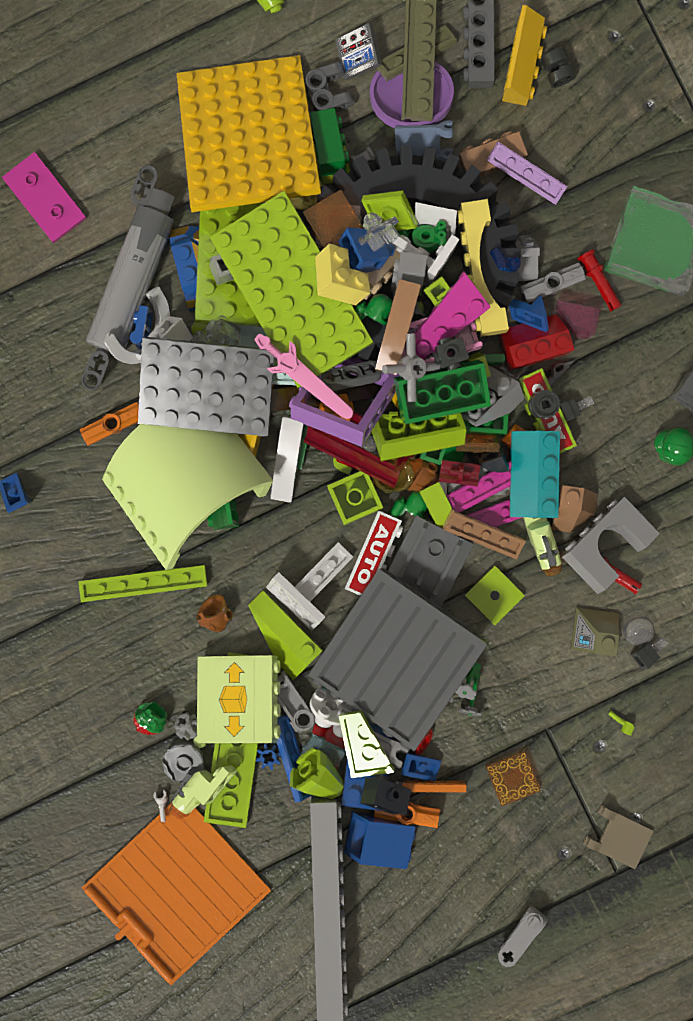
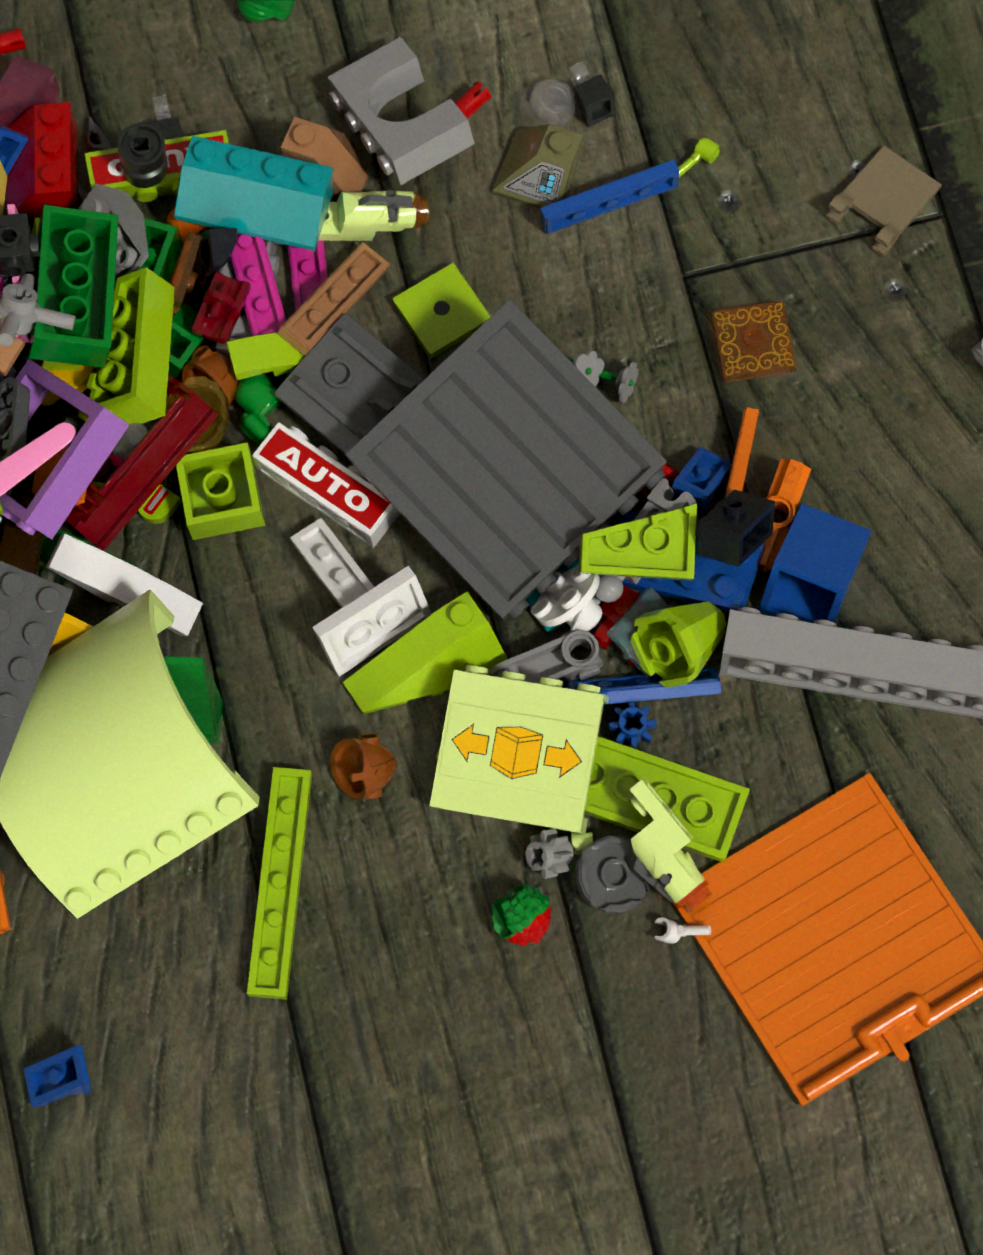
camera: 80 degrees left, 15 degrees down
(584, 678) = (609, 197): none -> blue tile

